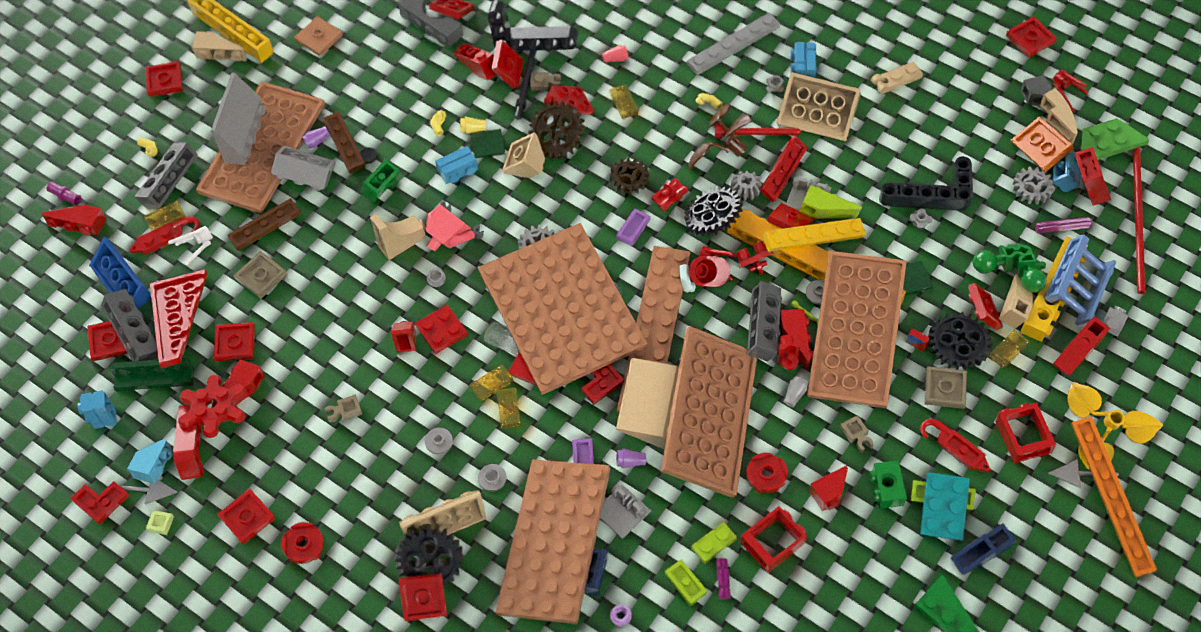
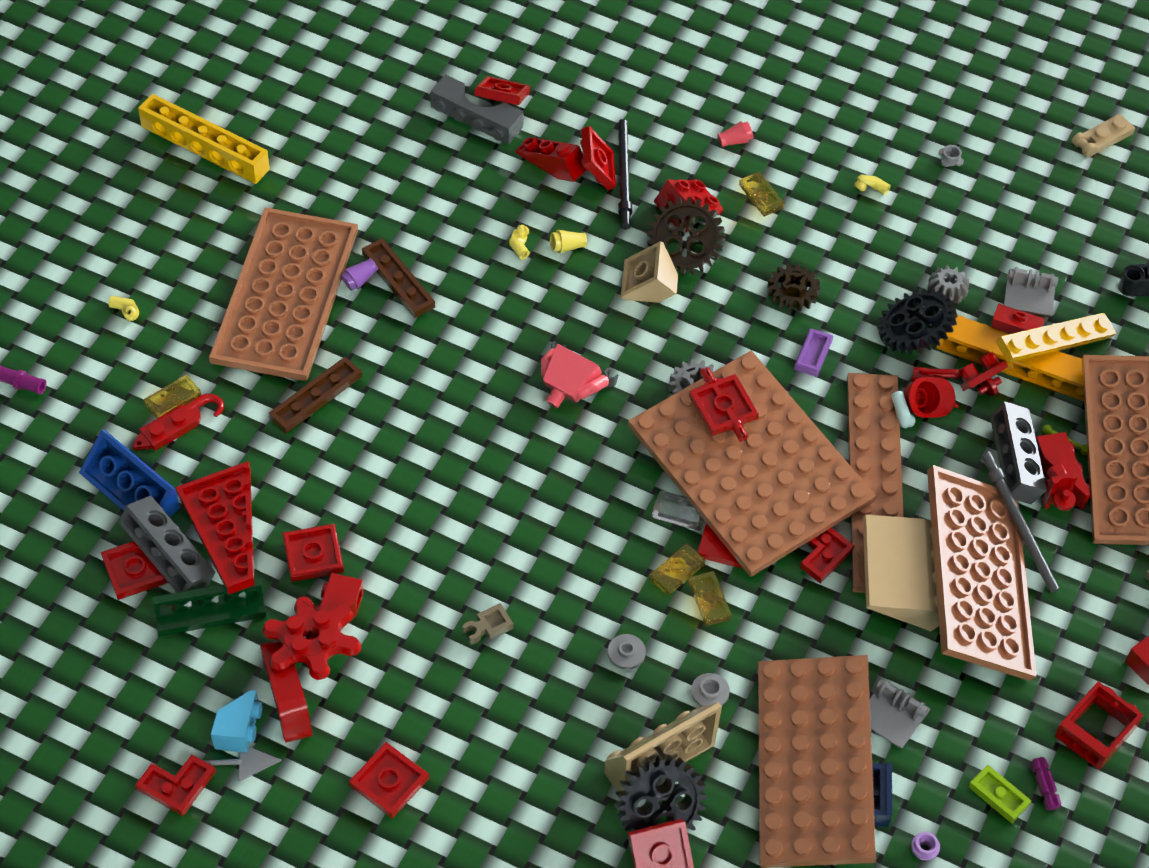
camera: 15 degrees left, 5 degrees down
(78, 218) = (50, 411): red slope -> none
(97, 409) = (147, 661): dark azure brick -> none
(159, 522) = (267, 803): yellowish green tile -> none
(164, 79) = (125, 216): red plate -> none
(166, 175) = (163, 342): dark grey brick -> none
(201, 235) = (230, 418): white plant -> none
(212, 46) = (187, 167): tan slope -> none
(237, 121) = (256, 262): light grey slope -> none
(260, 274) = (327, 461): dark tan plate -> none
(302, 167) = (354, 315): light grey slope -> none
(309, 552) = (475, 821): red plate -> none
(318, 36) = (326, 143): nougat plate -> none
(368, 155) = (436, 291): black piece -> none
(379, 180) = (463, 322): green brick -> none
(397, 236) = (505, 392): tan arch -> none
(404, 336) = (548, 521): red slope -> none
(436, 278) = (568, 441): light grey plate -> none
(441, 329) = (592, 507): red plate -> none
(456, 165) = (560, 294): dark azure brick -> none
(488, 143) = (592, 263): dark green piece -> none
(528, 37) = (619, 122): black beam -> none
(542, 81) = (646, 178): dark tan plate -> none
(546, 263) = (723, 404): none -> red plate
(583, 451) = (821, 642): medium lavender tile -> none
(628, 458) = (886, 645): medium lavender cone -> none
(669, 194) = (853, 306): red hips -> none
(713, 542) = (1021, 740): lime plate -> none
(720, 132) = (899, 220): red piece -> none
(733, 44) = (883, 110): light grey plate -> none
(733, 144) = (919, 234): reddish brown plant -> none
(742, 339) = (998, 478): none -> dark grey bar
(762, 483) = (1061, 656): red plate -> none
(783, 168) = (990, 261): red plate -> none
(795, 391) = (1078, 535): light grey cone -> none
(804, 59) = (982, 124): dark azure brick -> none
(815, 291) = (1072, 410): light grey piece -> none
(819, 106) = (1016, 178): tan slope -> none
(823, 205) = (1056, 300): lime slope -> none

